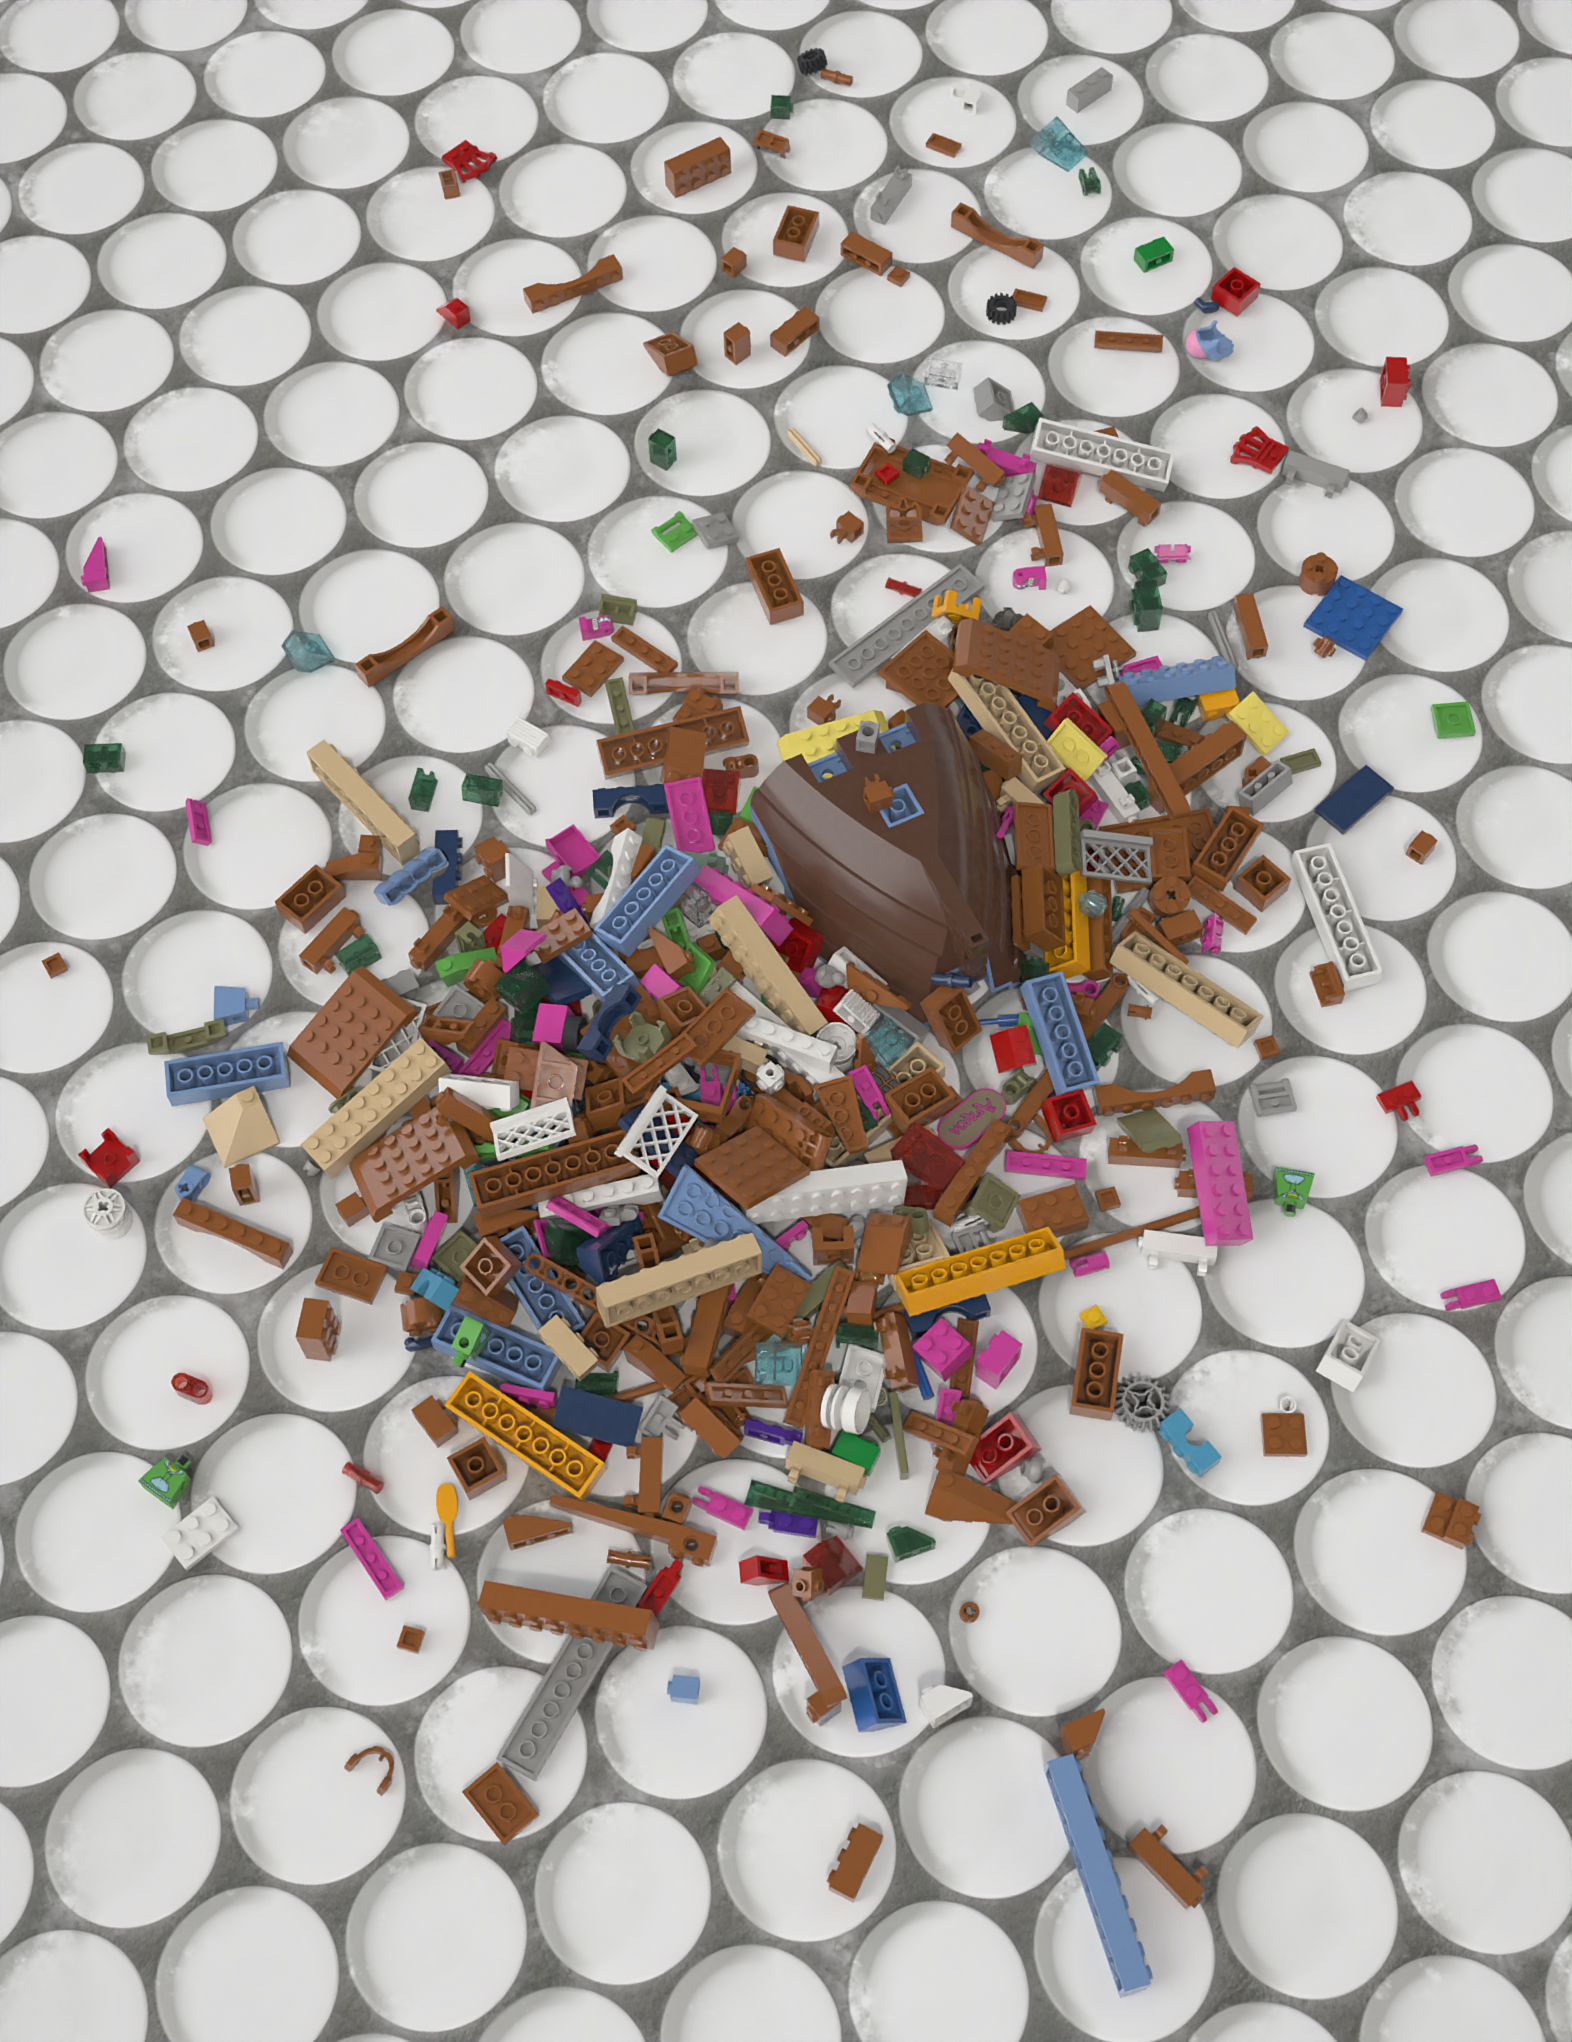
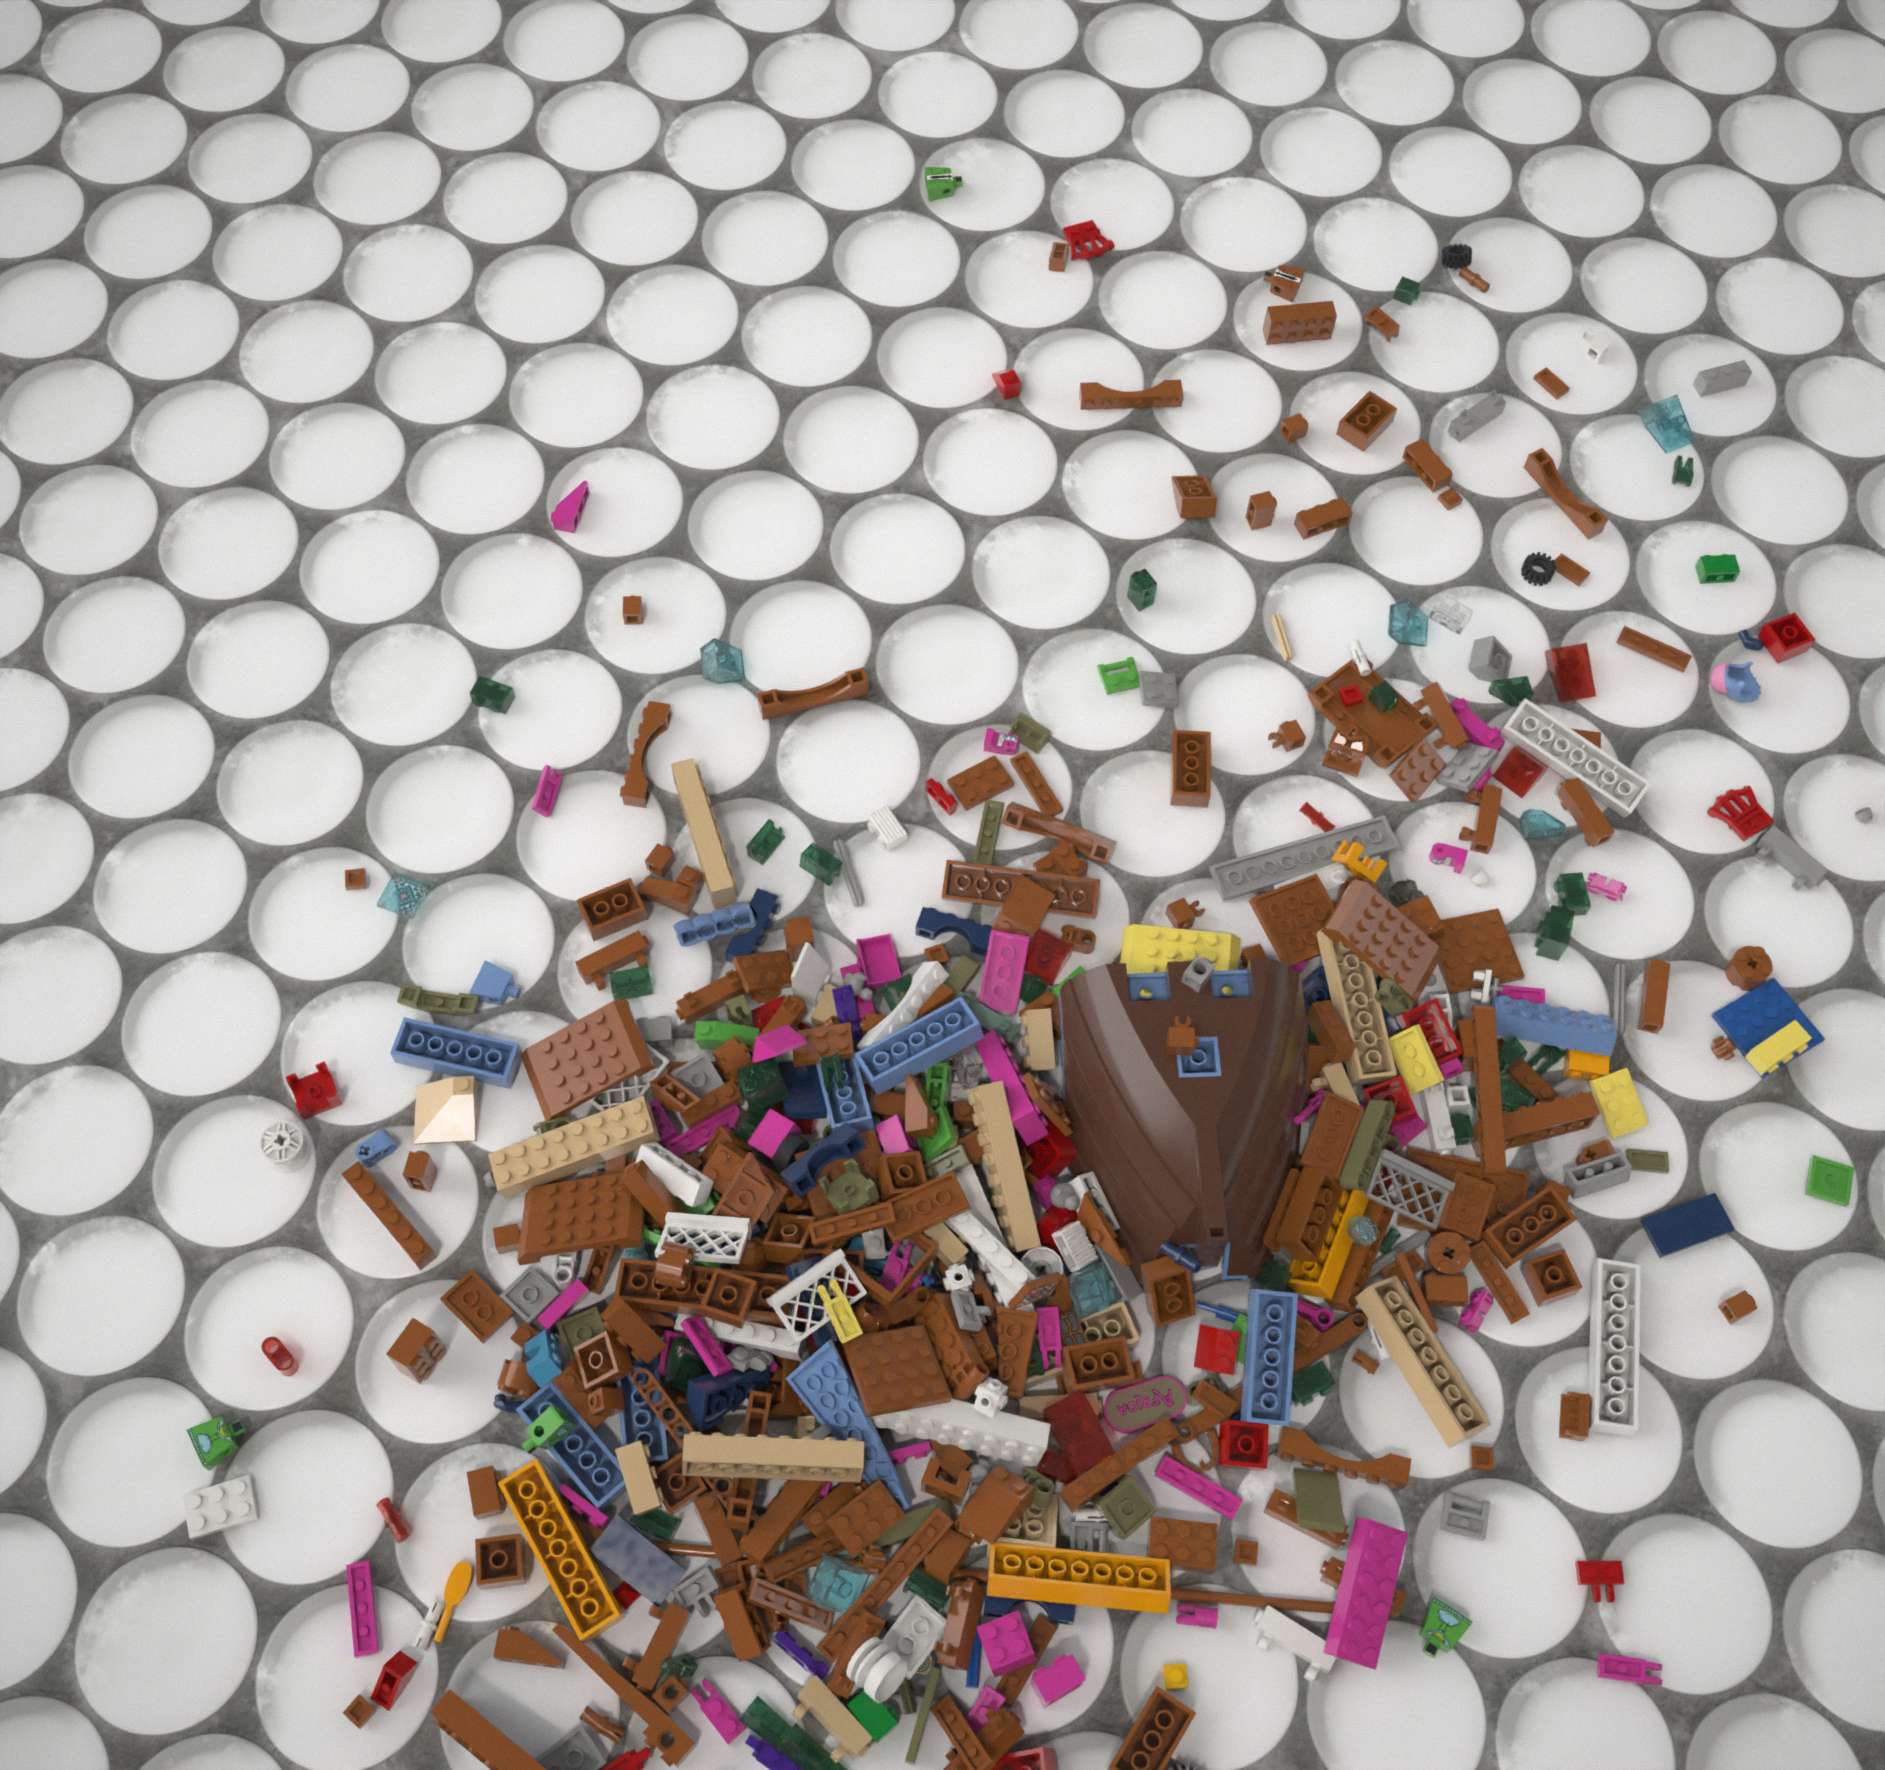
camera: 20 degrees right, 0 degrees up
(106, 963) = (403, 895): none -> clear light blue tile
(271, 725) = (655, 722): none -> dark orange arch
(306, 153) = (940, 182): none -> bright green torso
(333, 841) = (660, 860): none -> dark orange brick
(428, 1602) = (393, 1679): none -> red slope
(506, 1229) = (632, 1331): none -> dark orange brick
(509, 1299) = (606, 1402): none -> dark orange brick
(520, 1156) = (674, 1264): none -> dark orange brick
(577, 947) = (831, 1065): none -> clear green piece
(581, 1164) = (729, 1298): none -> dark orange brick
(668, 135) = (1285, 281): none -> dark orange torso
(673, 1484) = (682, 1666): none -> clear green plate
(682, 1137) = (840, 1312): none -> light yellow hinge
(789, 1097) = (967, 1313): none -> light grey plate
(840, 1057) = (1035, 1290): none -> dark orange tile
(842, 1155) = (990, 1397): none -> white brick
(1028, 1089) = (1214, 1400): none -> dark orange tile
(1036, 705) = (1394, 998): none -> olive piece
(1066, 385) = (1571, 672): none -> clear red slope
(1095, 523) = (1540, 824): none -> clear light blue slope
(1369, 628) = (1778, 1048): none -> light yellow brick

